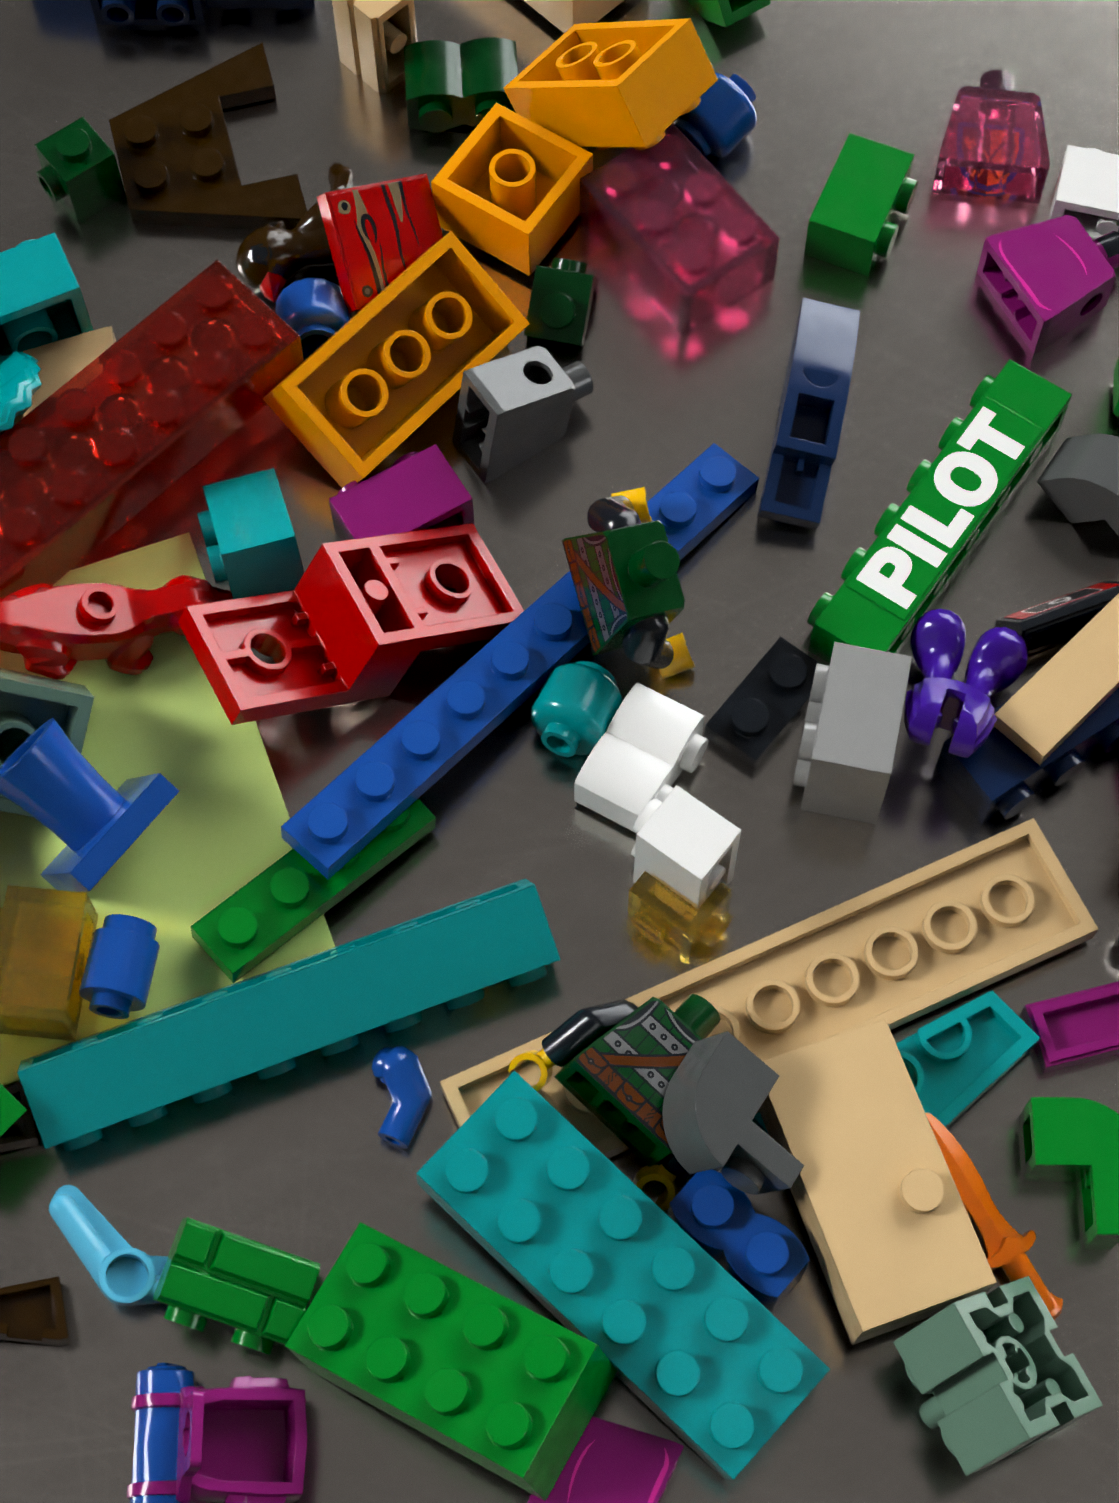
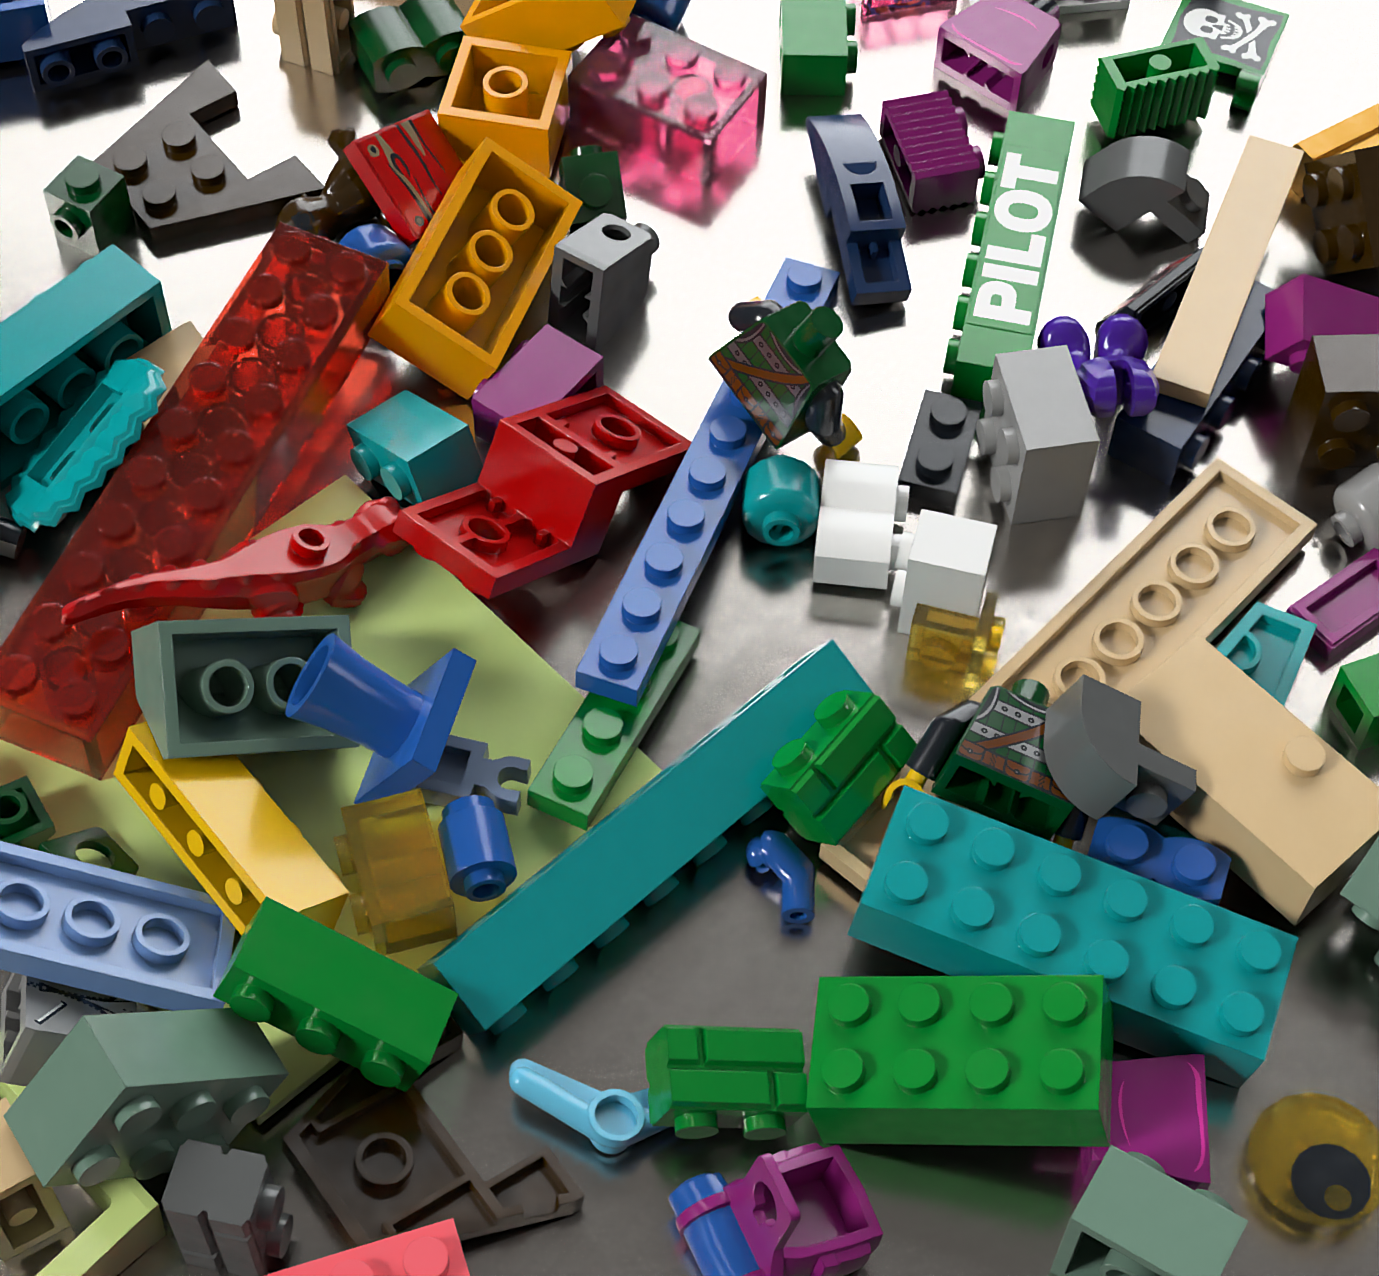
camera: 25 degrees left, 10 degrees down
(144, 883) = (468, 771): none -> sand blue plate
(482, 1014) = (838, 765): none -> green brick
(916, 374) = (931, 150): none -> magenta brick

